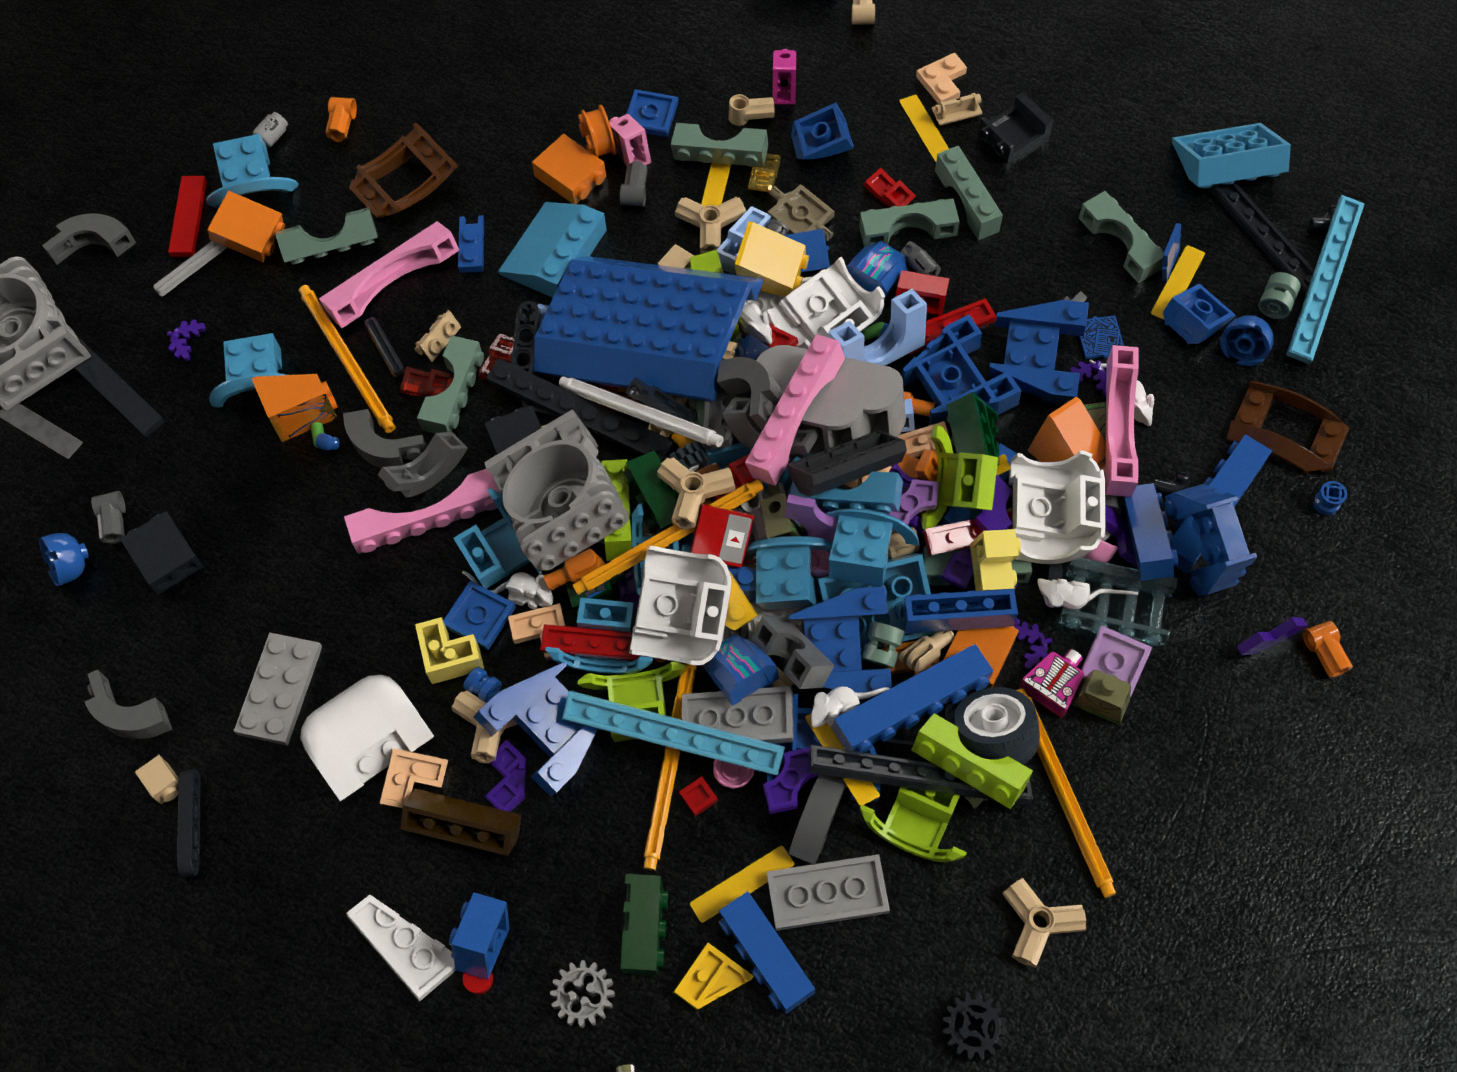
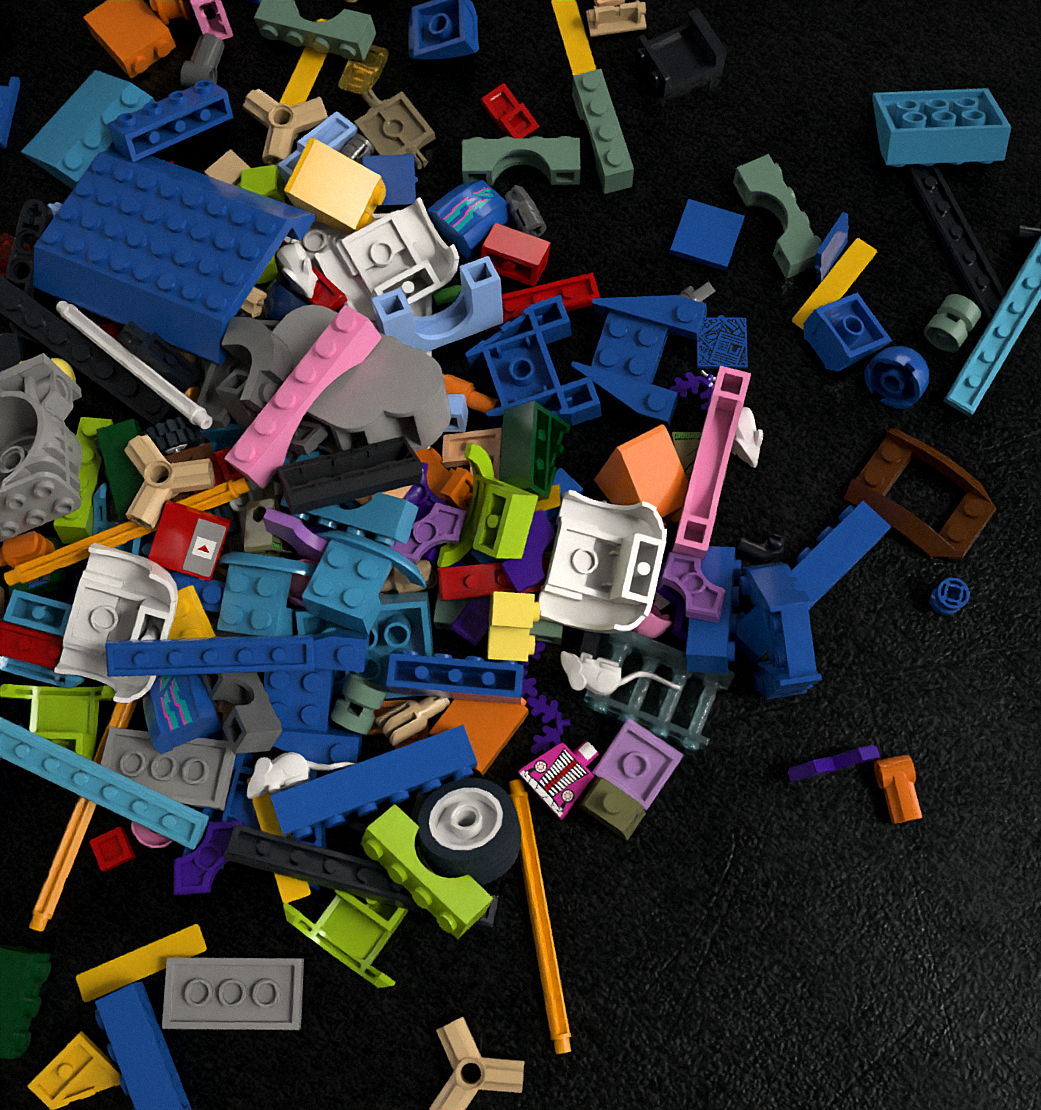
camera: 10 degrees right, 10 degrees up
(622, 228) = (170, 120): none -> blue brick
(765, 614) = (210, 655): none -> blue tile
(817, 818) = (233, 908): dark grey arch -> none
(1068, 258) = (707, 235): none -> blue tile
(1139, 520) = (701, 597): none -> medium lavender tile

